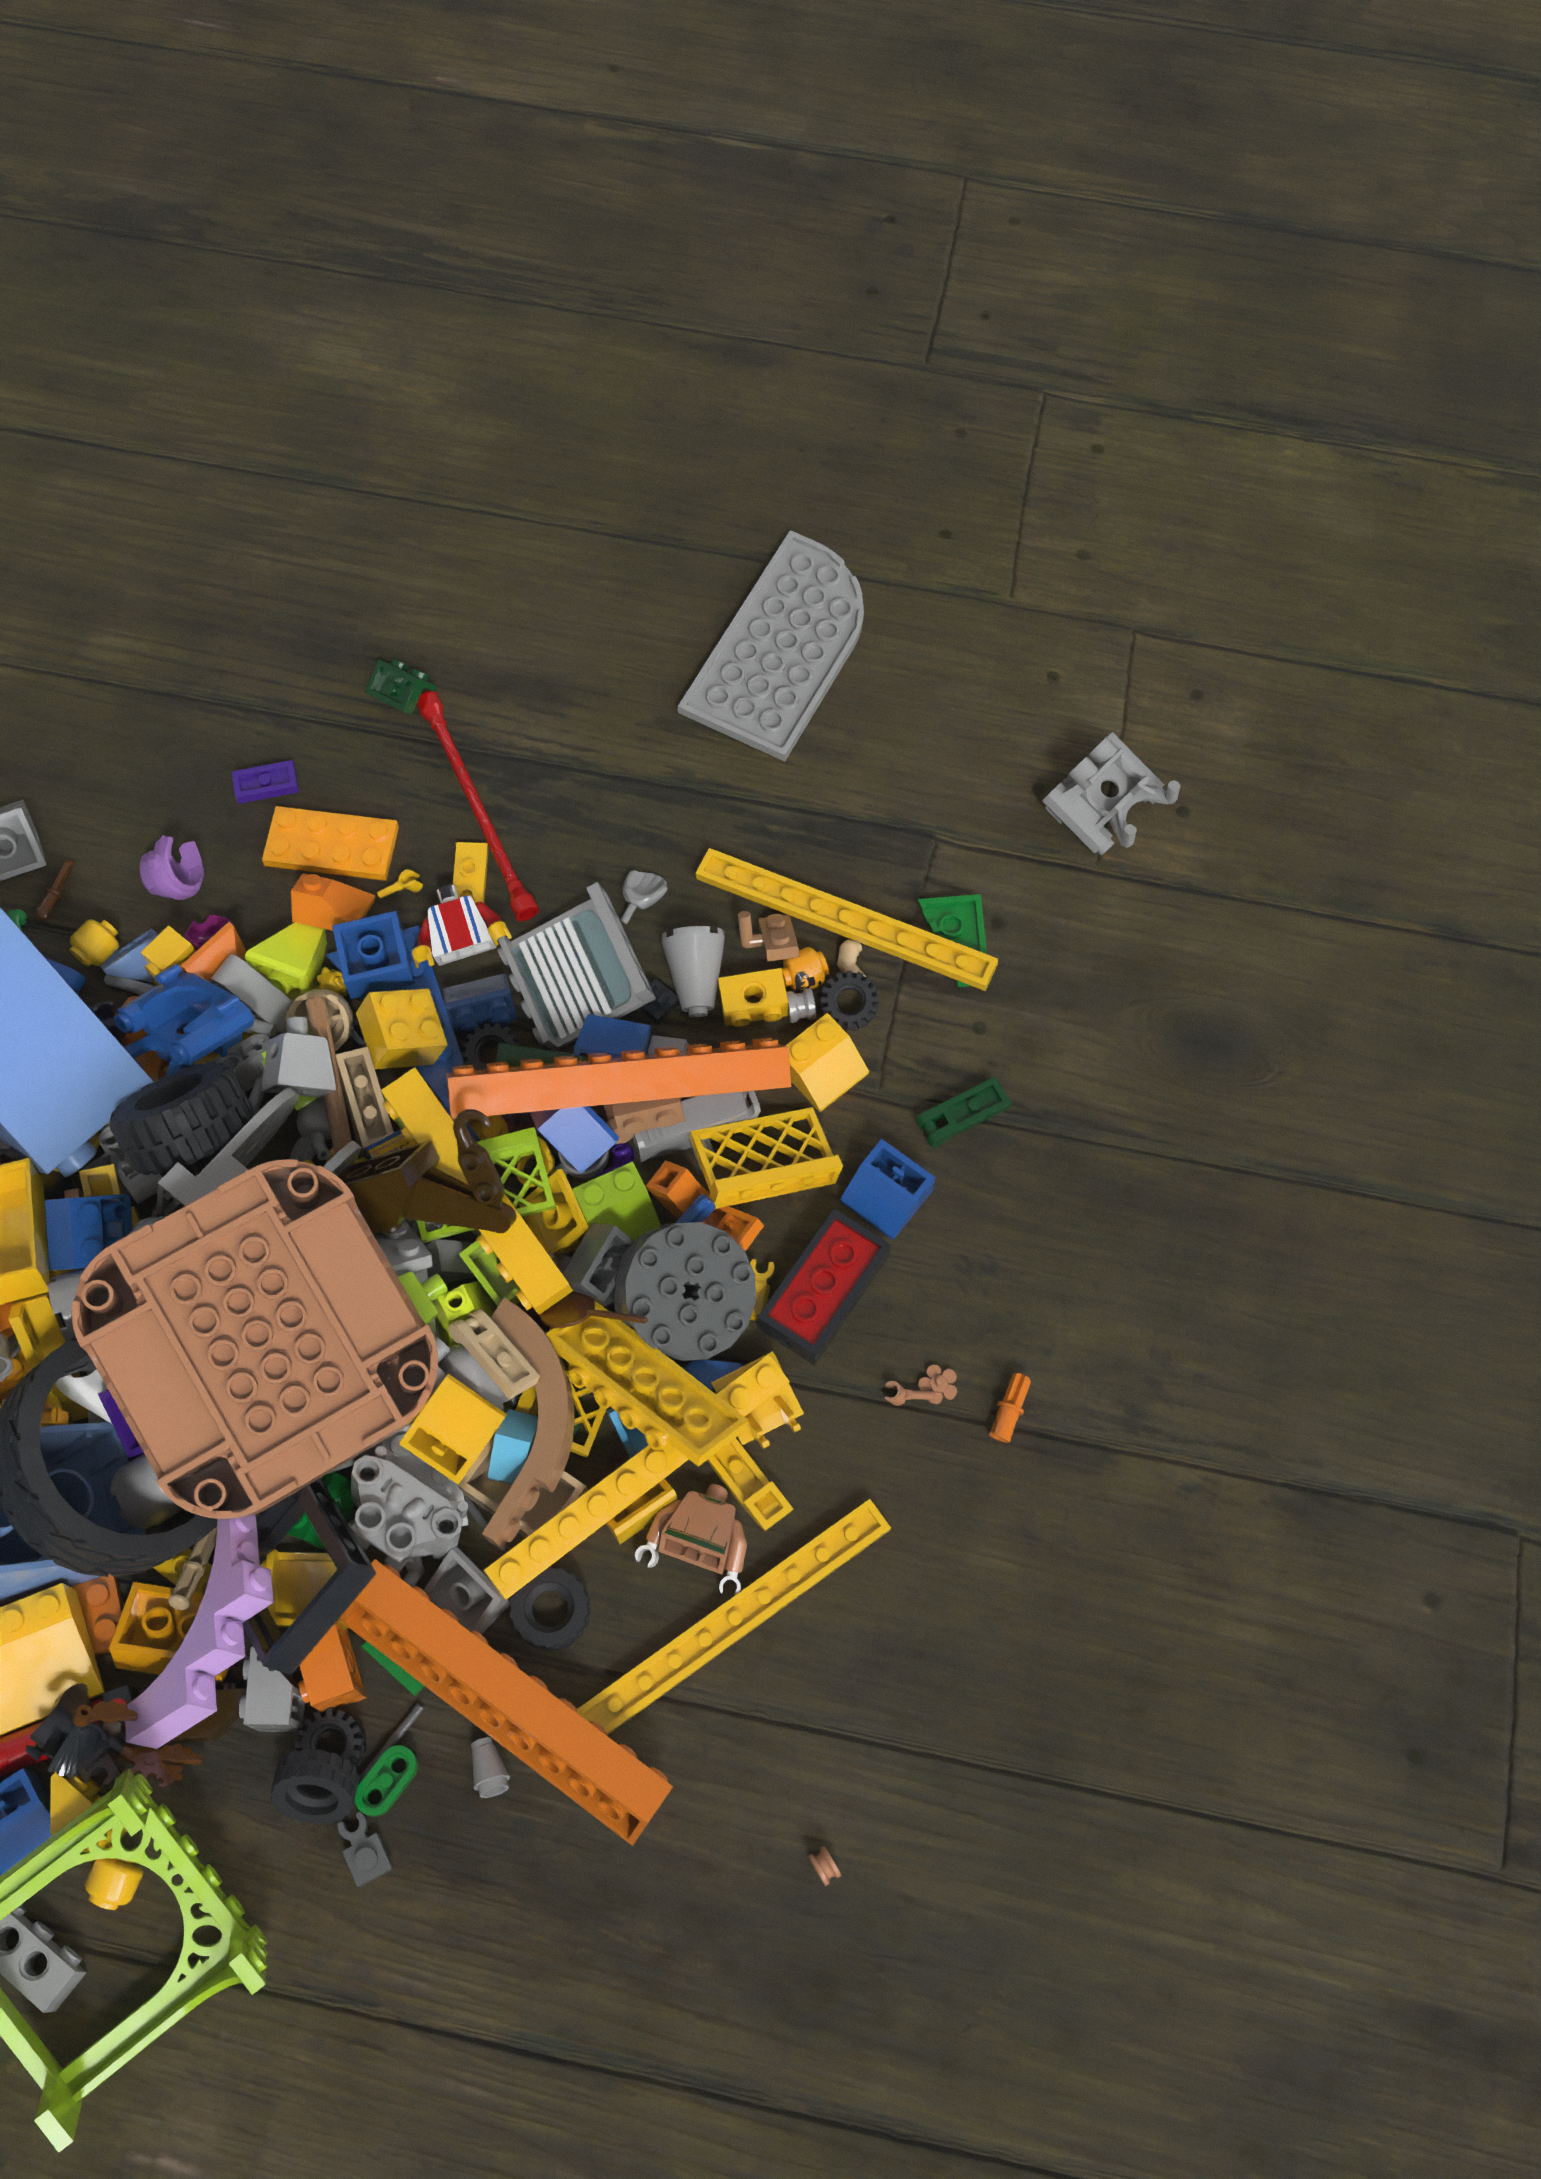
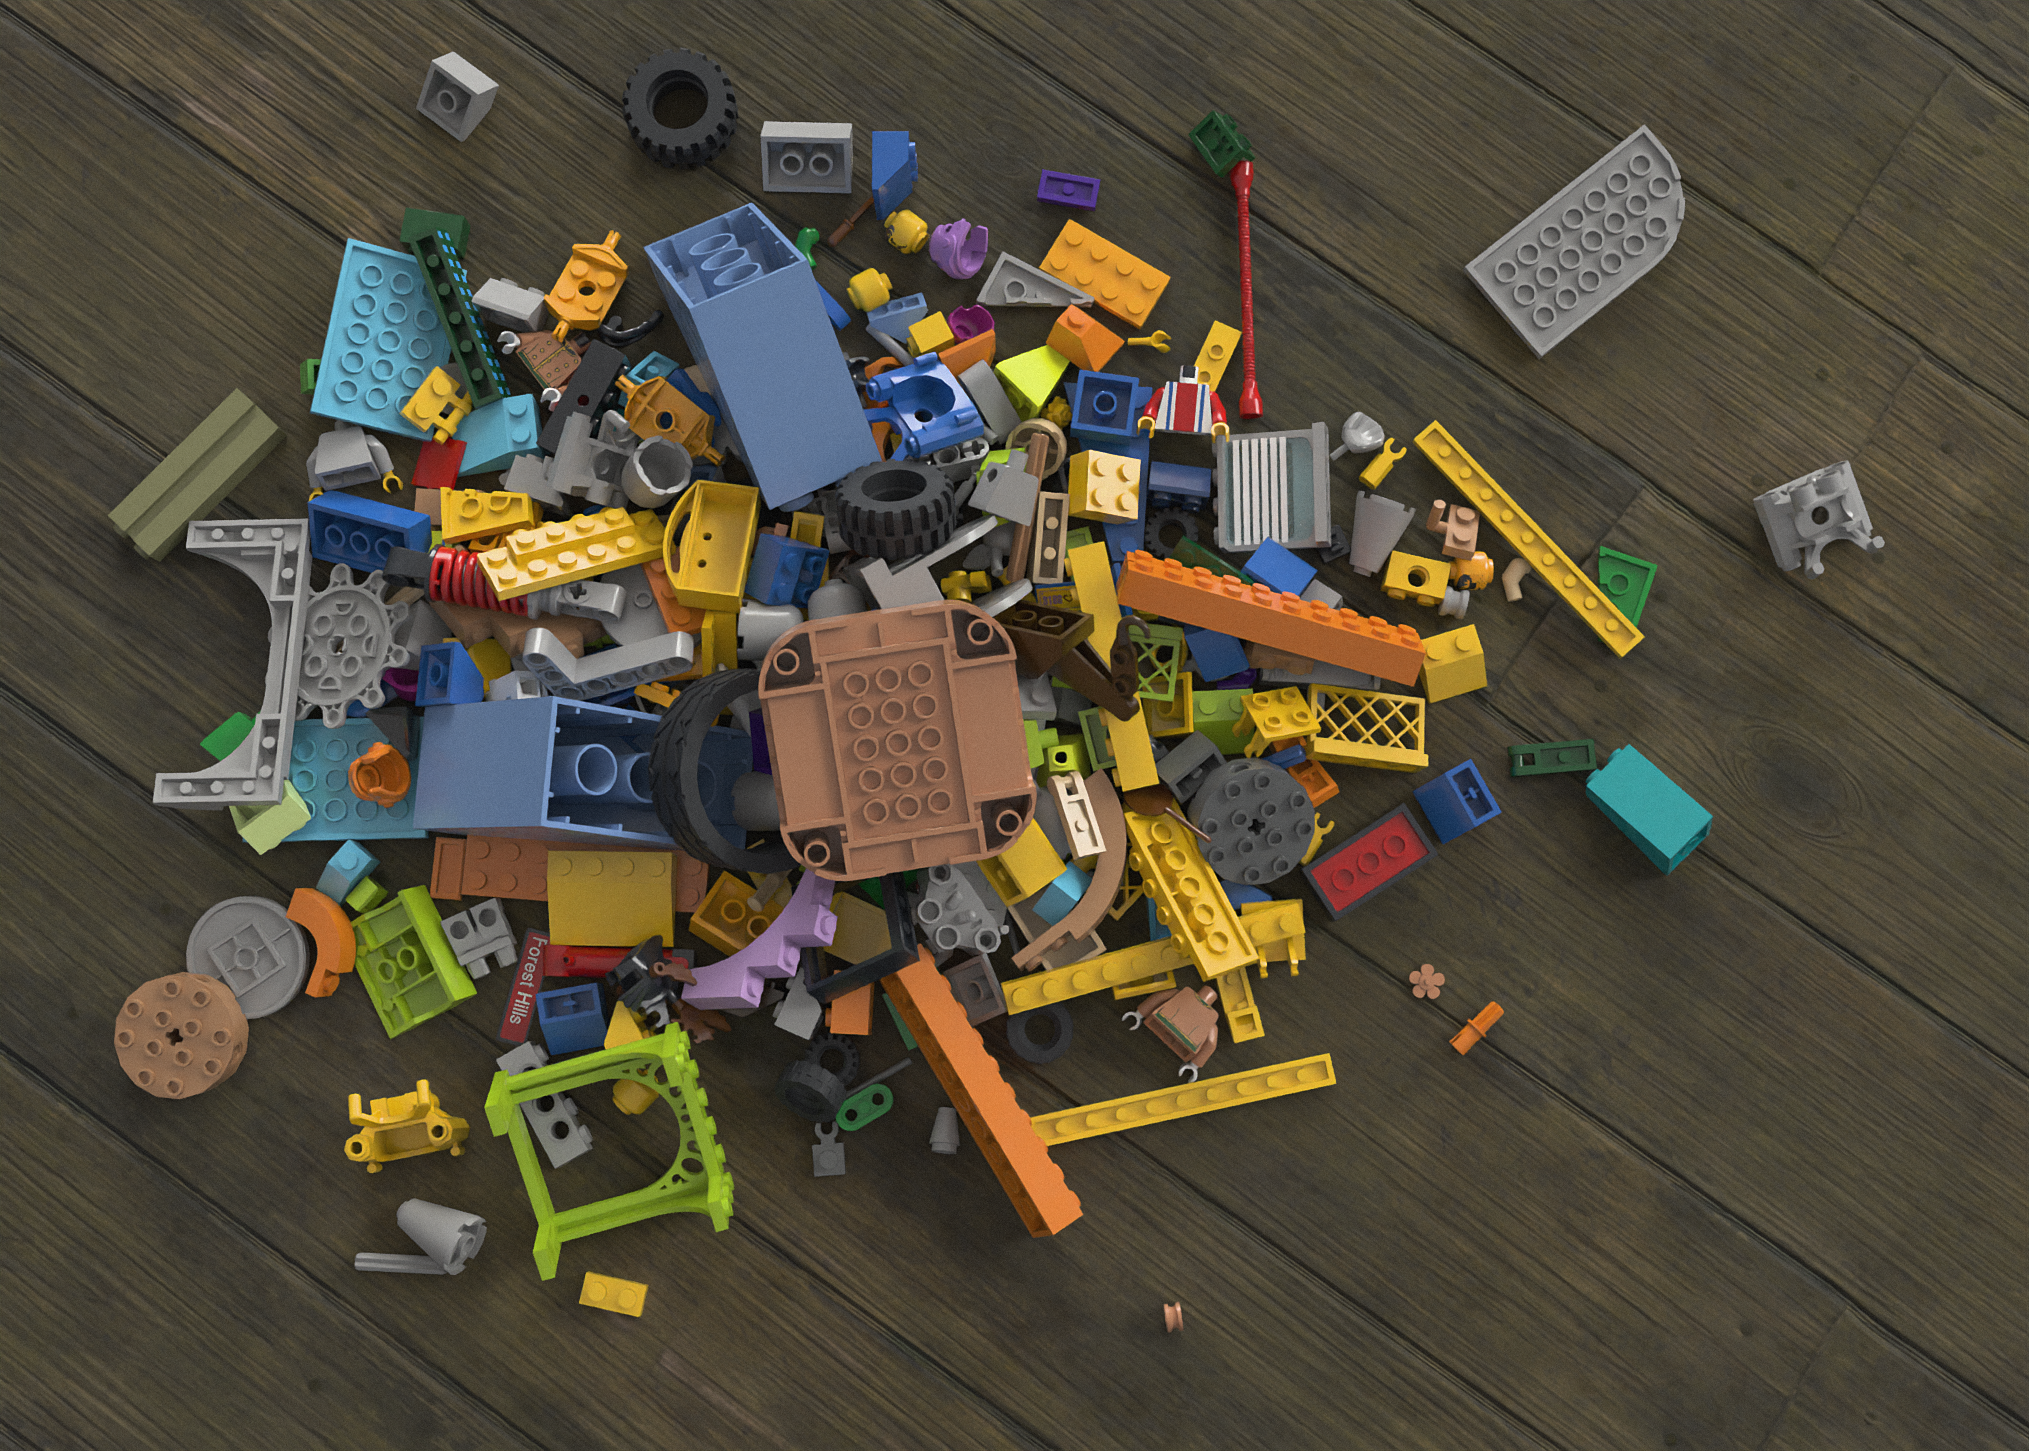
camera: 25 degrees right, 15 degrees up
(75, 820) = (892, 169): none -> blue slope
(114, 877) = (906, 231): none -> yellow head
(166, 2139) = (613, 1294): none -> yellow plate
(248, 882) = (1021, 284): none -> light grey wing
(661, 1177) = (1277, 716): none -> yellow plate
(674, 909) = (1380, 465): none -> yellow bar
(855, 982) = (1511, 630): black tyre -> none
(906, 1394) = (1396, 979): nougat hand -> none
(1081, 1119) = (1649, 808): none -> teal slope

